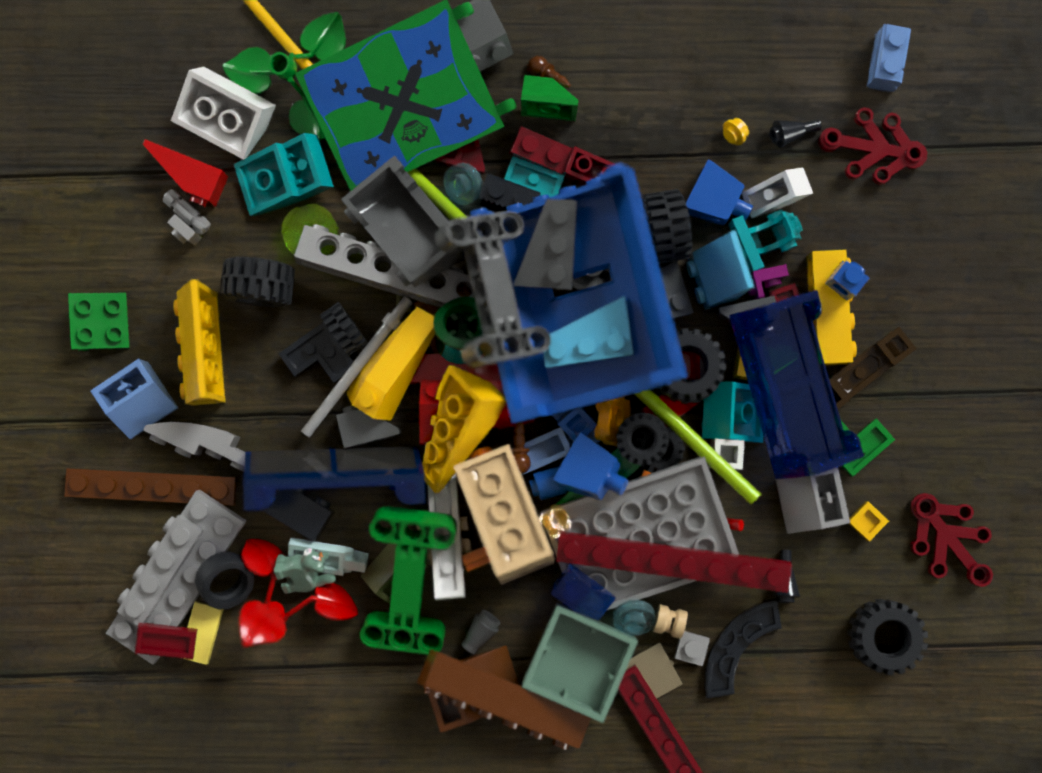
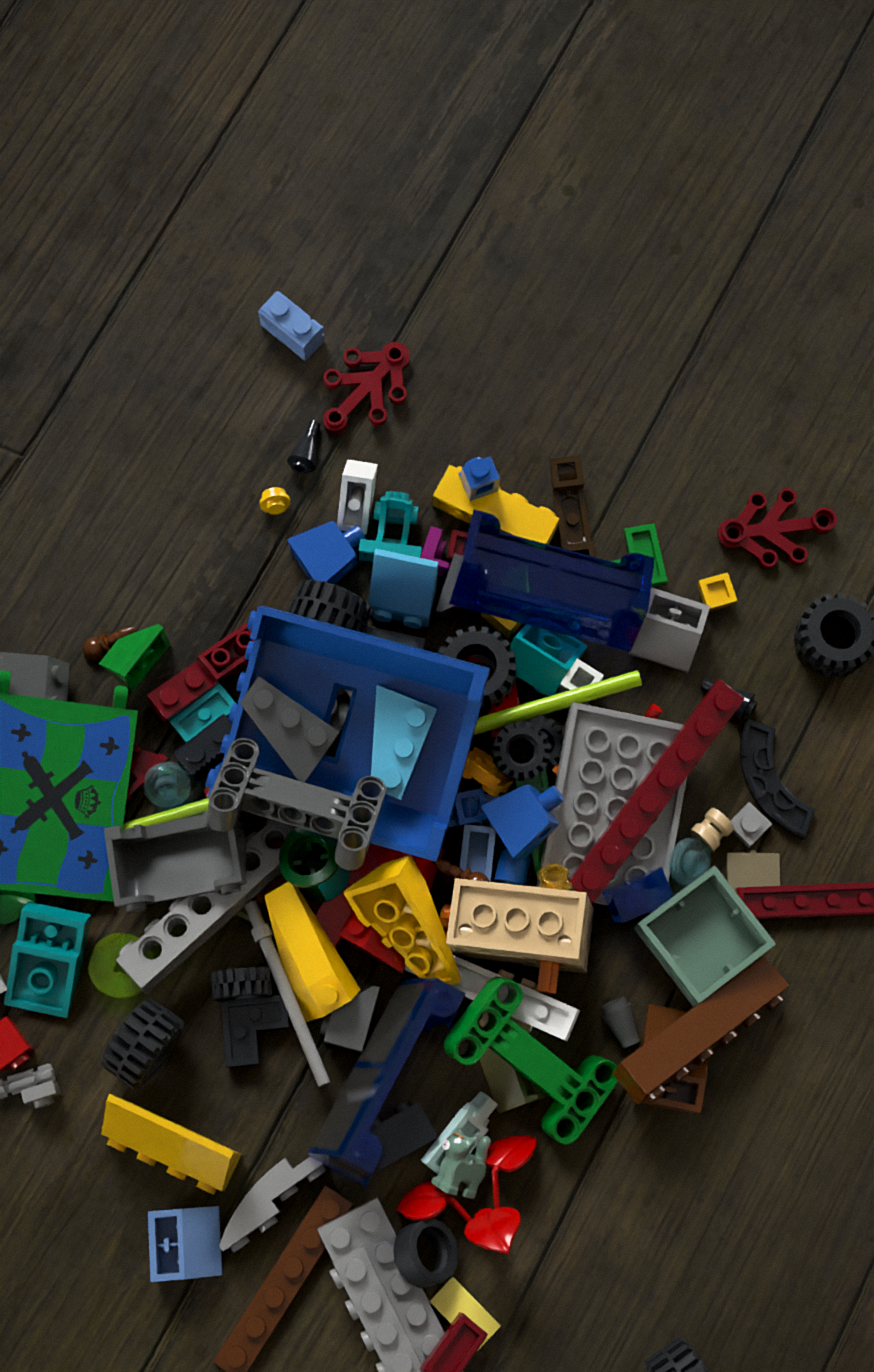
camera: 65 degrees left, 10 degrees down
(98, 321) = (79, 1238): green hinge -> none

